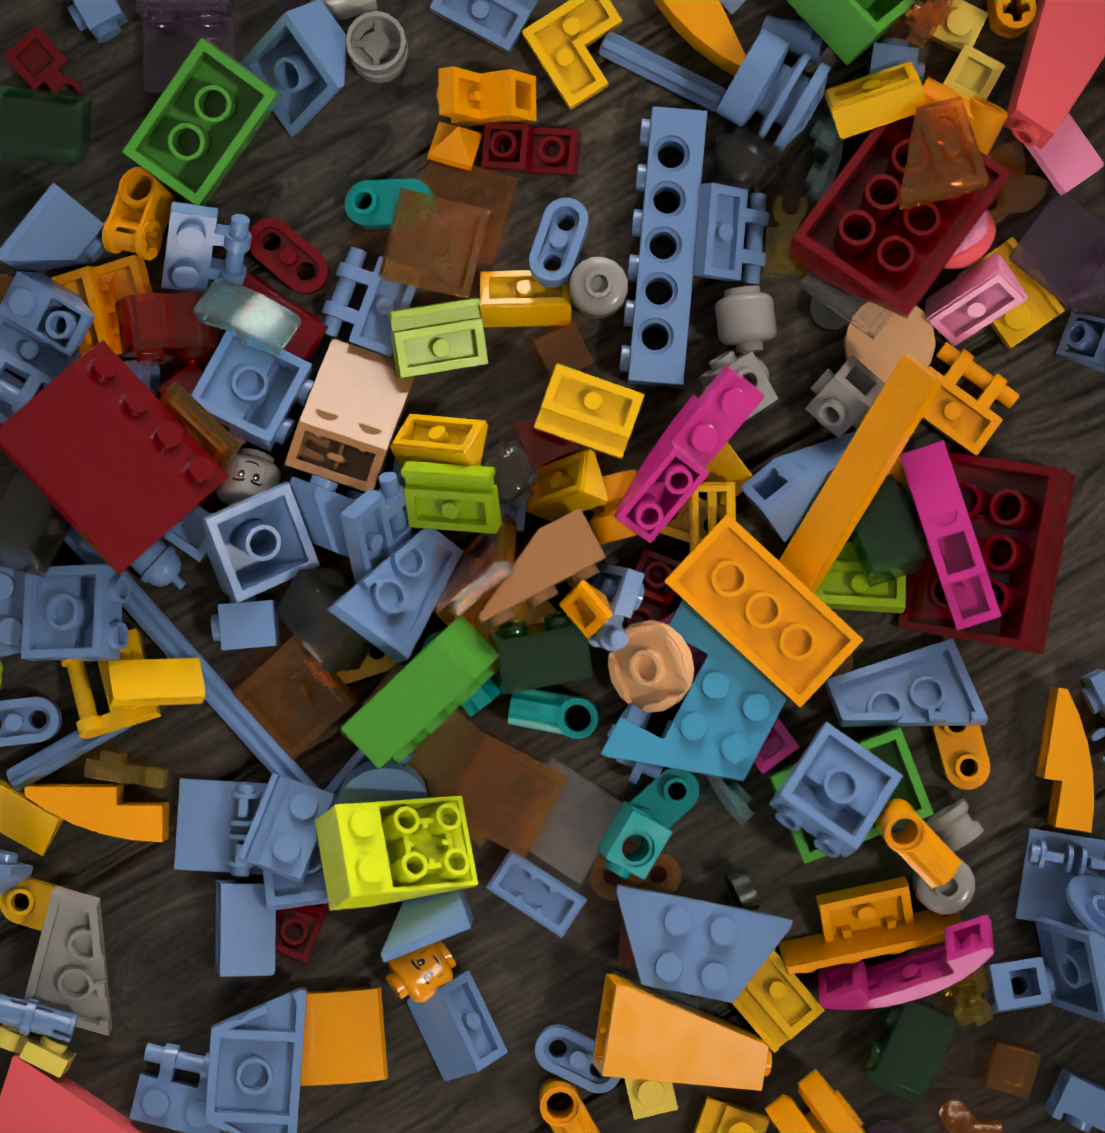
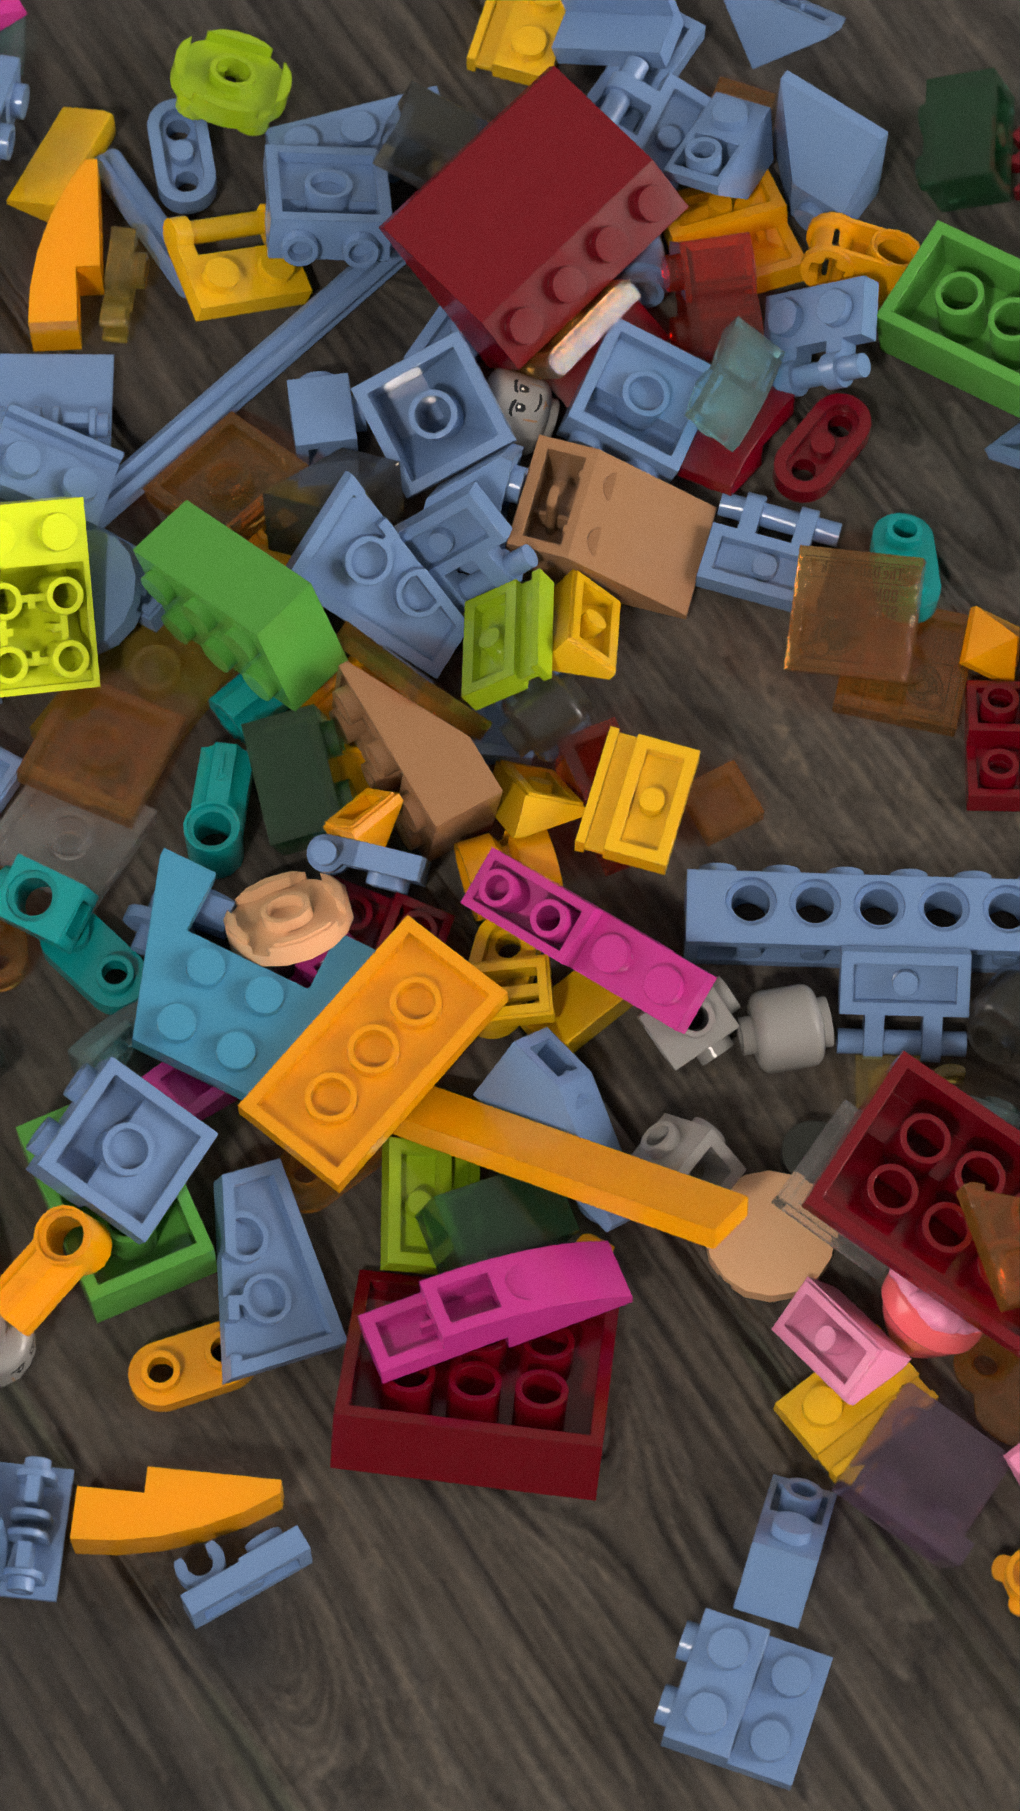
camera: 90 degrees right, 20 degrees down
(155, 682) = (240, 300): yellow slope -> none
(160, 566) = (400, 309): medium blue piece -> none
(437, 337) = (726, 631): lime plate -> none
(520, 301) = (791, 750): yellow slope -> none
(558, 245) = (869, 776): medium blue plate -> none
(598, 287) = (813, 829): light grey head -> none
(955, 825) = (74, 1356): light grey wheel -> none
(958, 414) = (677, 1325): light orange plate -> none

